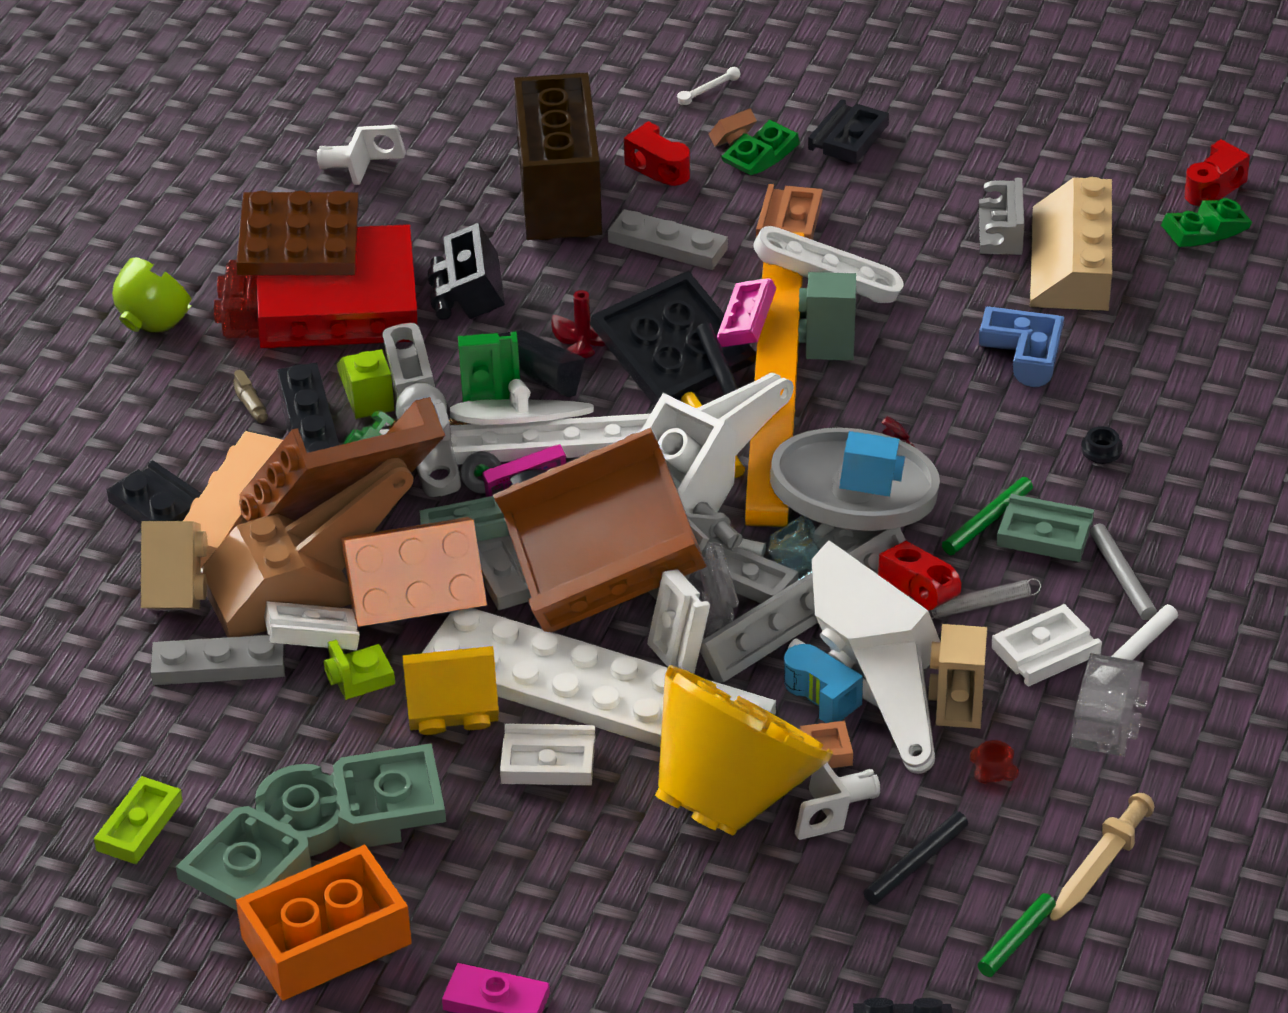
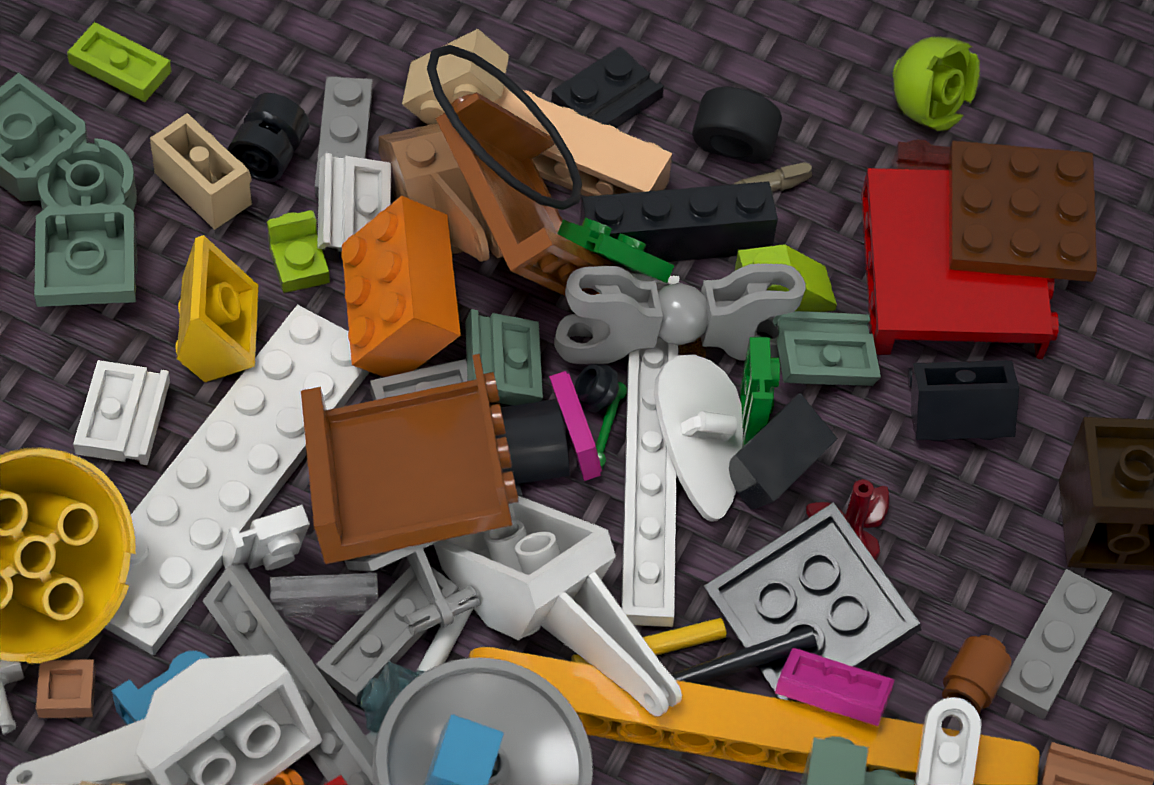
camera: 90 degrees right, 15 degrees up
(203, 405) = (737, 124): none -> black tyre
(216, 491) = (479, 150): none -> black piece
(228, 692) = (269, 136): none -> black wheel
(283, 726) = (201, 171): none -> tan brick
(440, 345) = (826, 348): none -> sand green plate
(708, 266) = (977, 671): none -> dark orange brick

